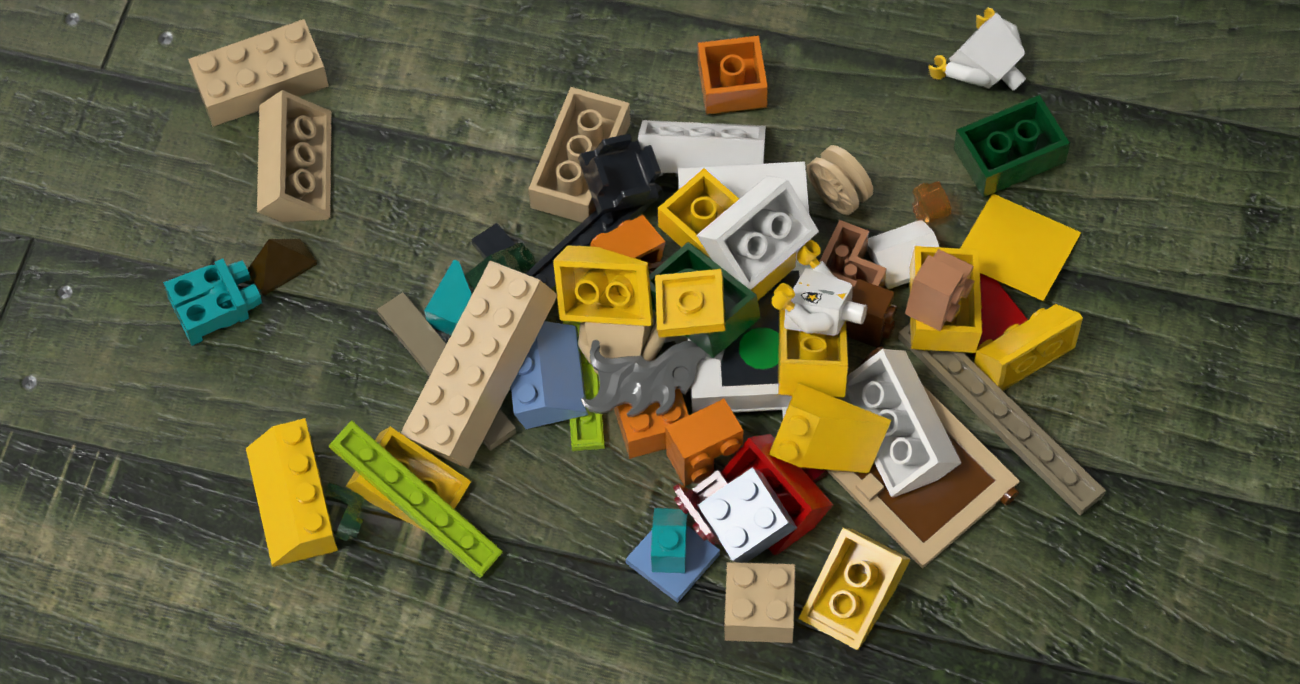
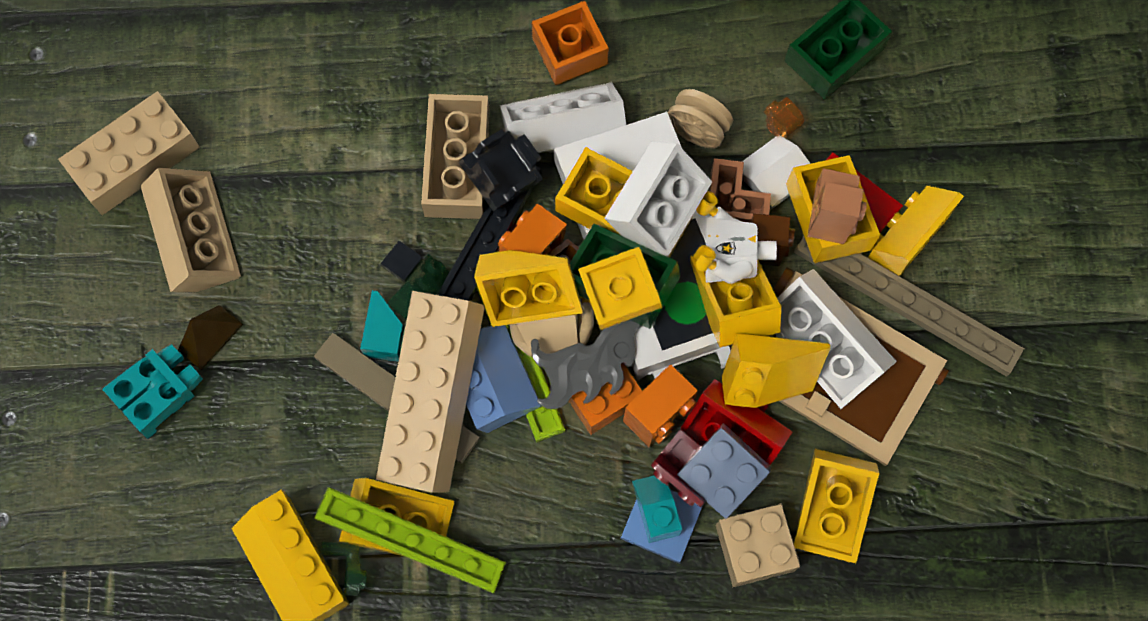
camera: 20 degrees left, 10 degrees up
(1020, 246) = (874, 135): yellow sticker -> none

